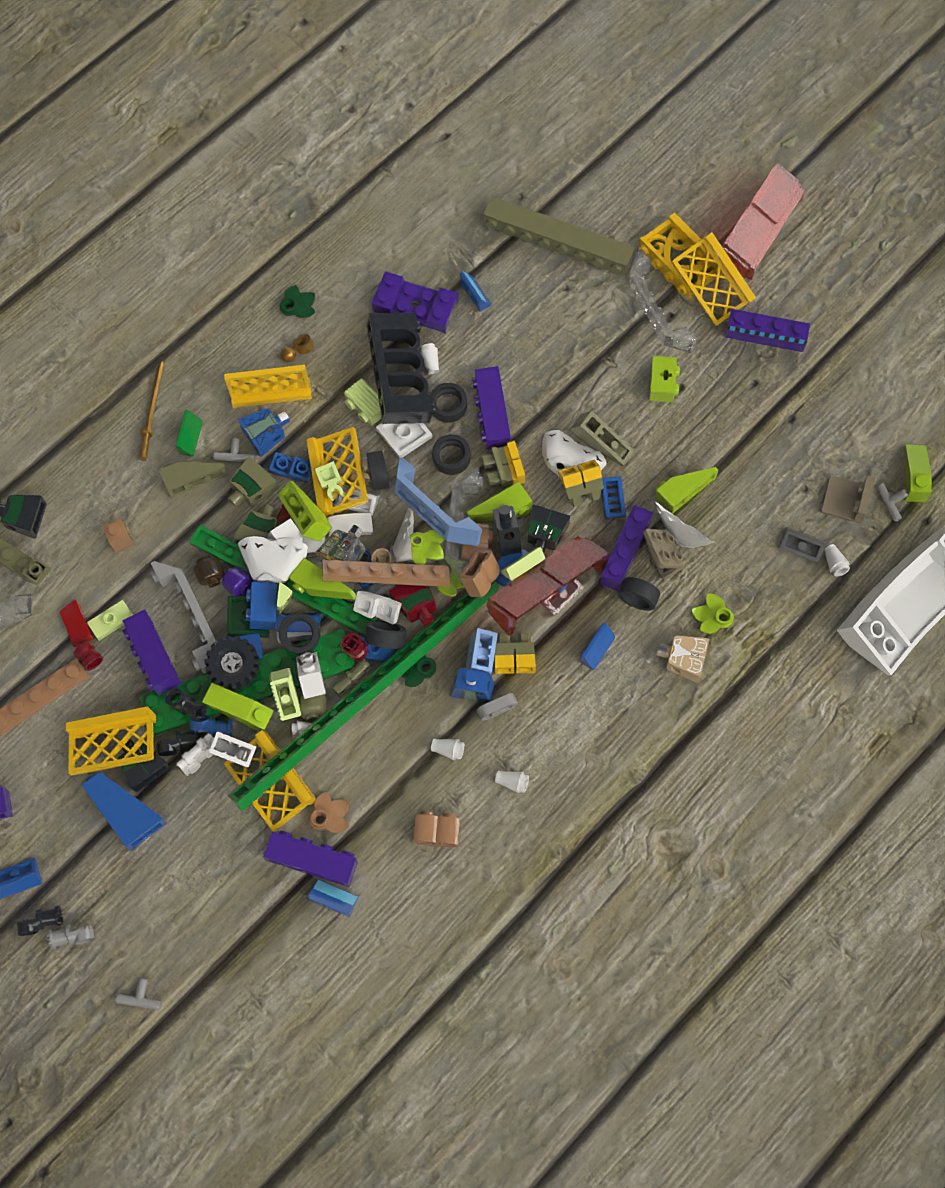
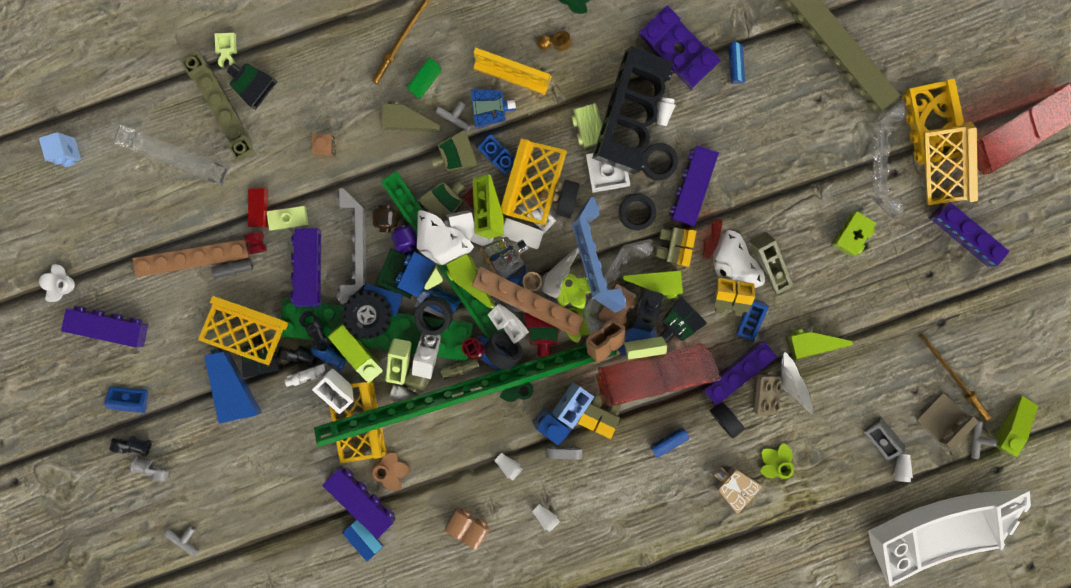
camera: 20 degrees right, 20 degrees up
(75, 692) = (232, 268): none -> dark grey pin
(330, 477) = (522, 187): yellowish green plate -> none
(534, 446) = (710, 245): none -> clear red slope
(858, 467) = (970, 396): none -> pearl gold sword

